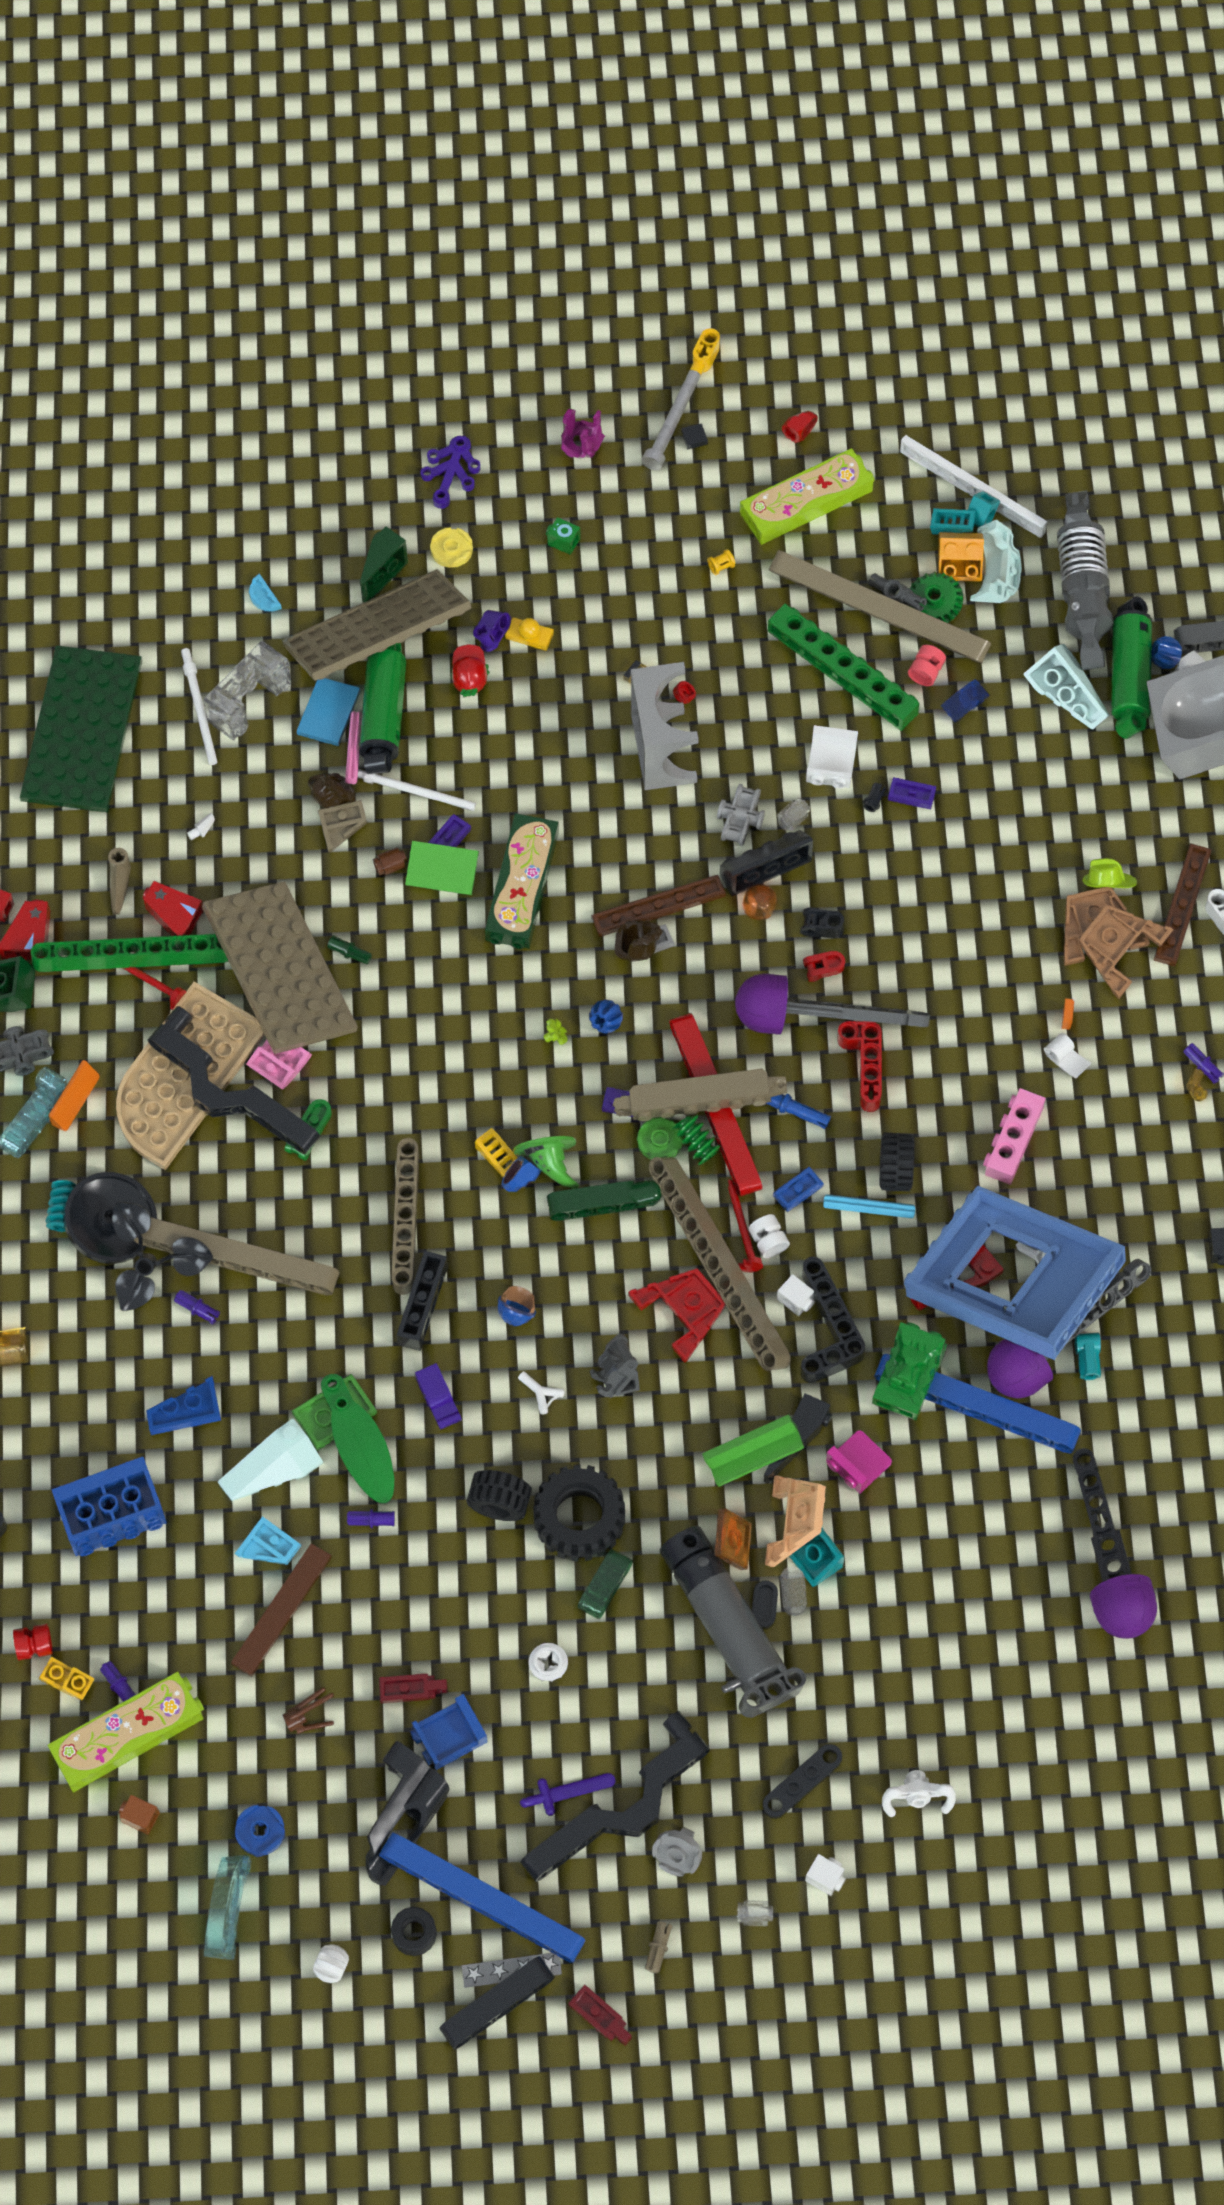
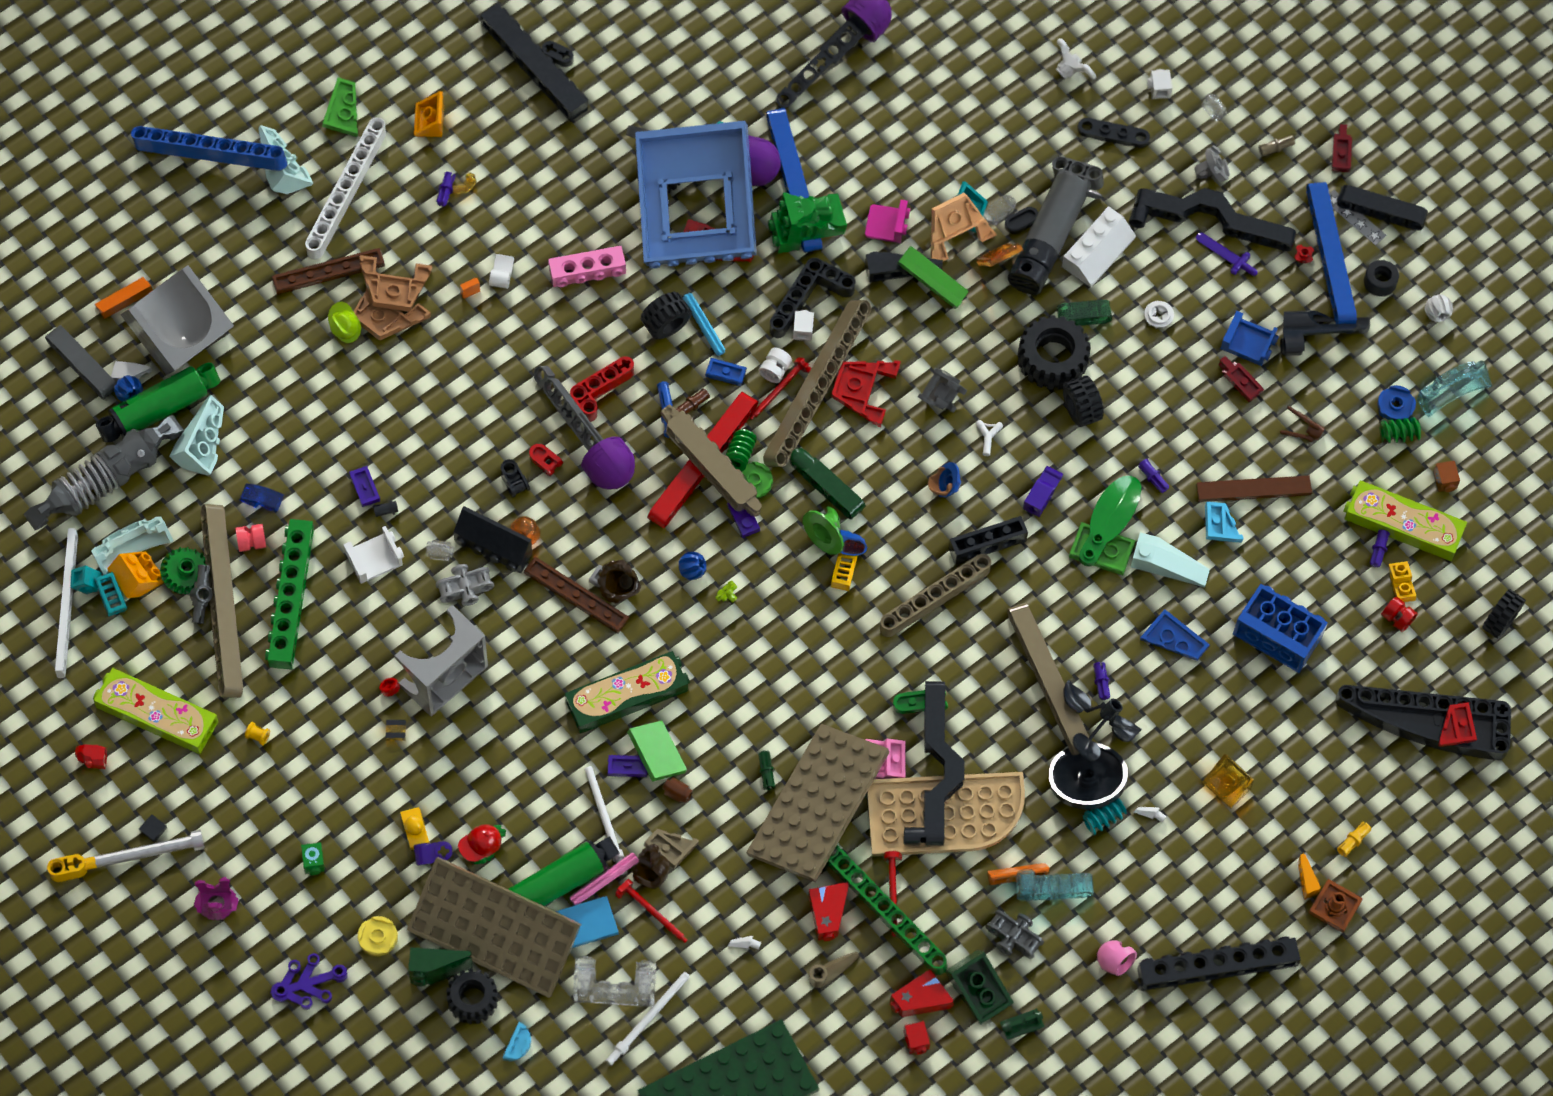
camera: 130 degrees left, 0 degrees up
(33, 1256) = (1151, 812): none -> white bar
(222, 1807) = (1400, 429): none -> green piece
(331, 564) = (467, 981): none -> black tyre
(332, 763) = (627, 887): none -> red piece
(505, 1880) = (1304, 258): none -> red plate
(670, 1656) = (1098, 247): none -> white slope
(786, 1134) = (693, 402): none -> reddish brown pin

